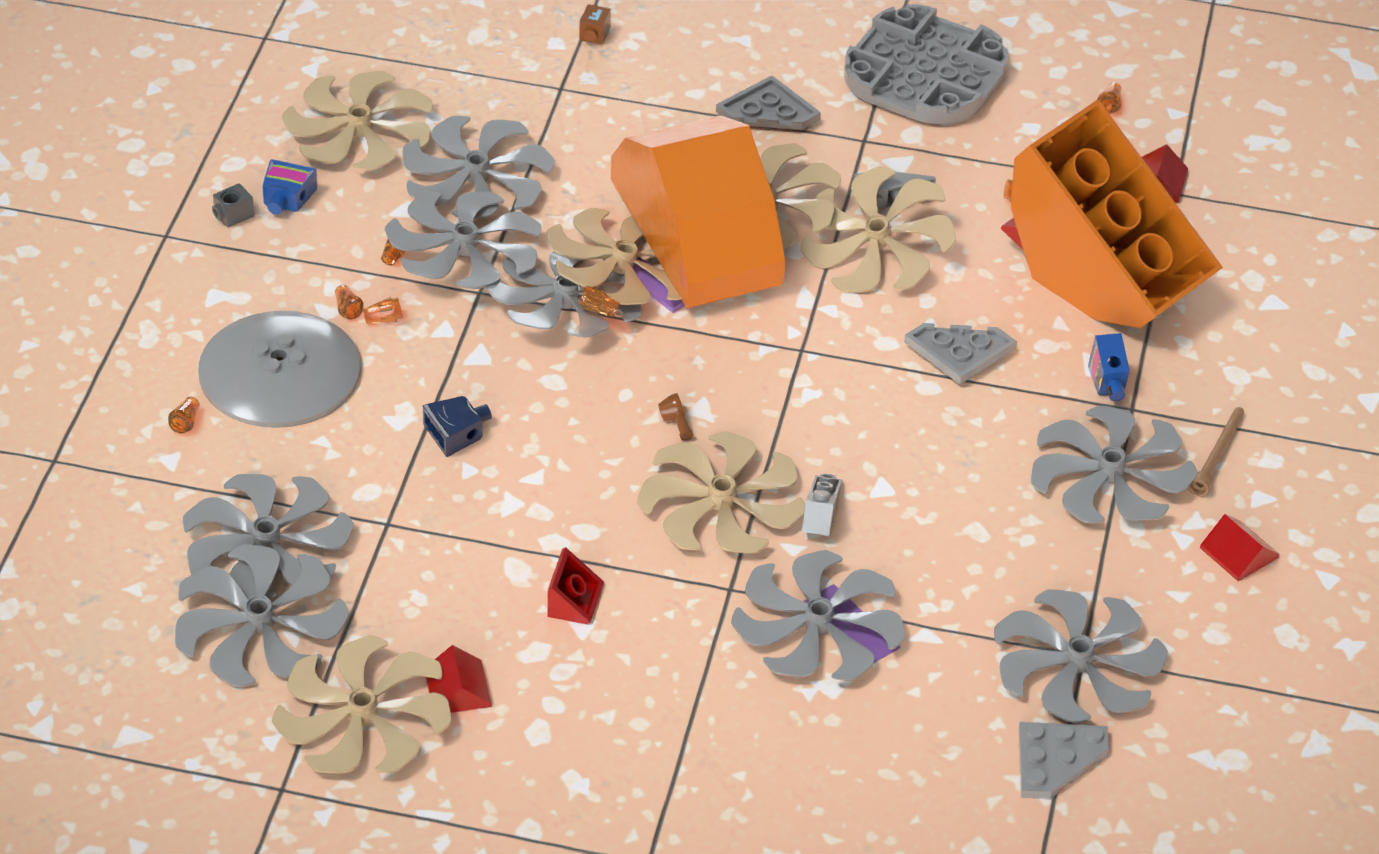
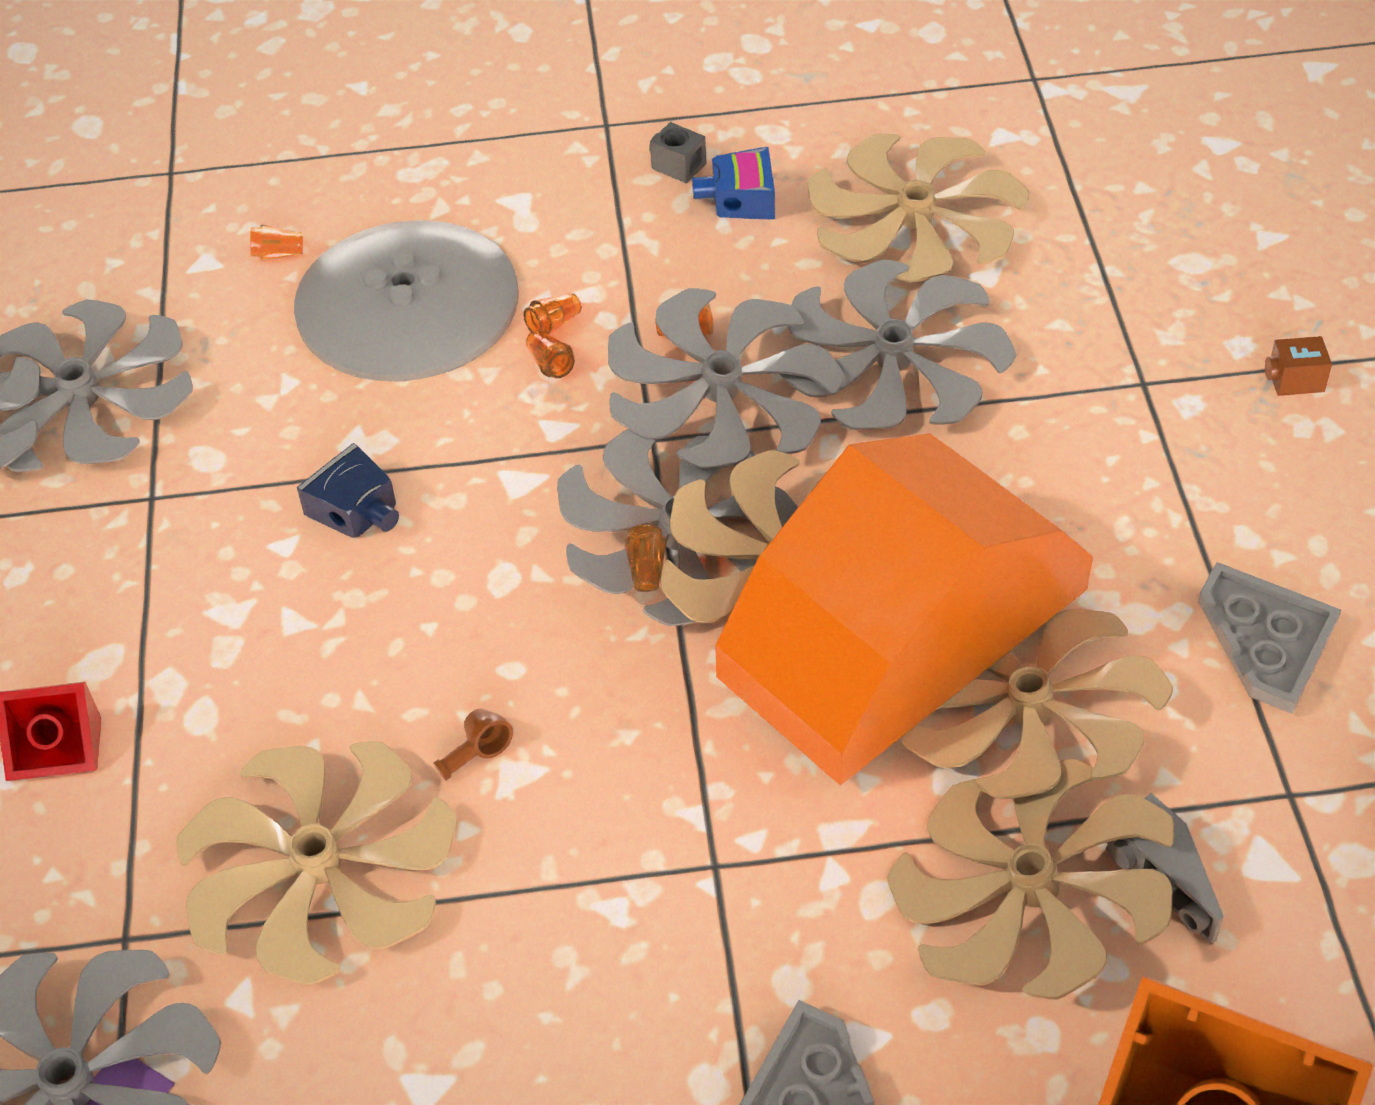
camera: 75 degrees right, 5 degrees up
(821, 504) = (334, 1002): light grey slope -> none

